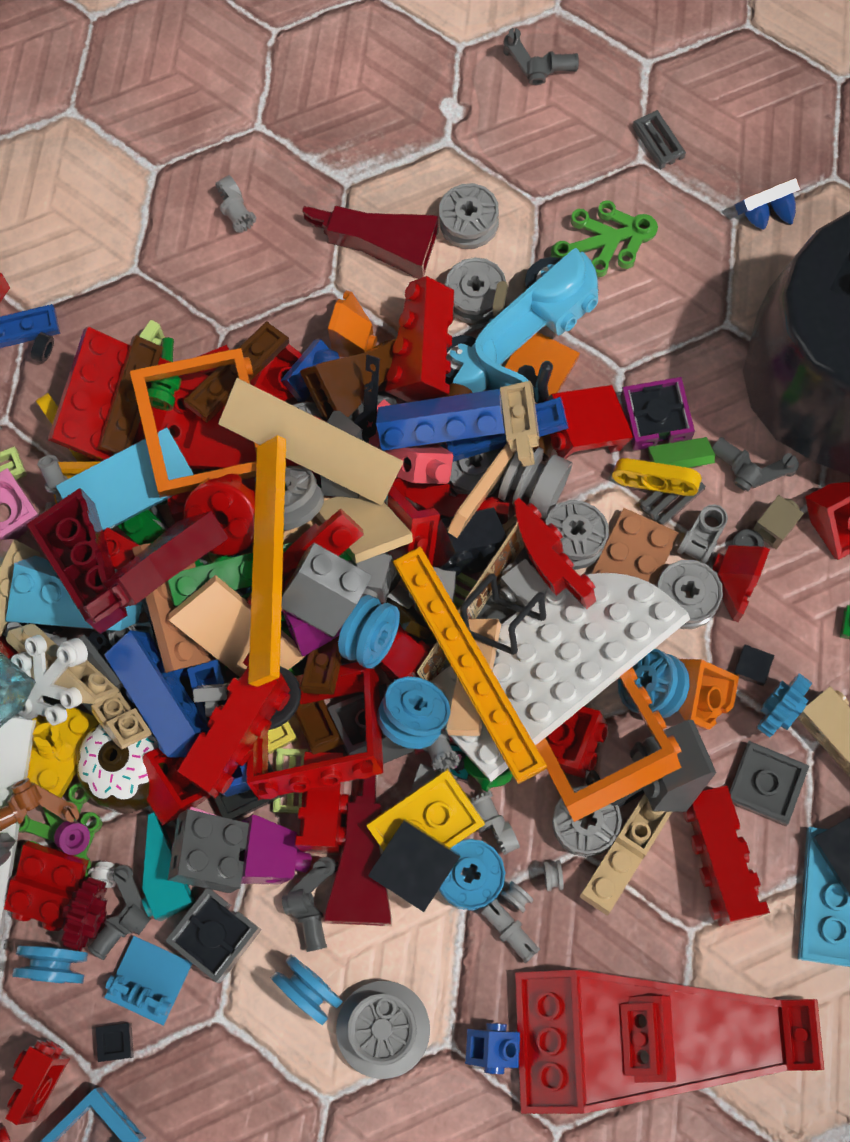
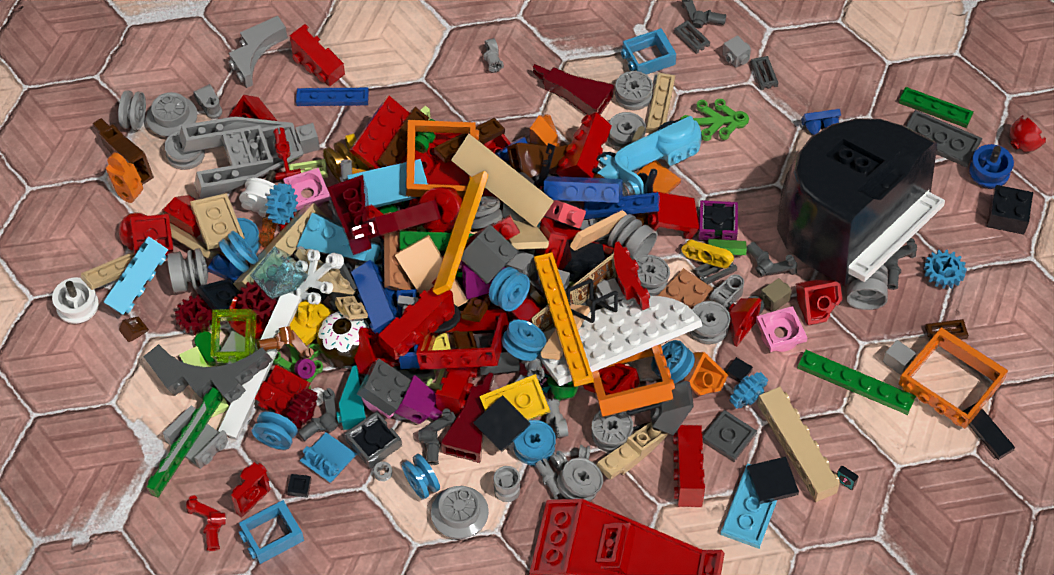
camera: 10 degrees right, 15 degrees down
(35, 446) = (334, 157): none -> pearl gold wheel
(42, 347) = (356, 109): black tile -> none
(235, 975) = (378, 467): none -> light grey bush
(446, 963) = (507, 483): none -> light grey wheel
(493, 1048) = (522, 533): blue brick -> none
(497, 130) = (644, 41): none -> dark azure window
(514, 227) = (660, 102): none -> tan tile
(520, 420) = (630, 199): tan hinge -> none
(529, 106) = (689, 39): none -> dark grey tile
(549, 943) = (580, 479): none -> light grey wheel
(609, 114) = (736, 51): none -> light grey brick
(809, 561) = (782, 318): none -> bright pink piece

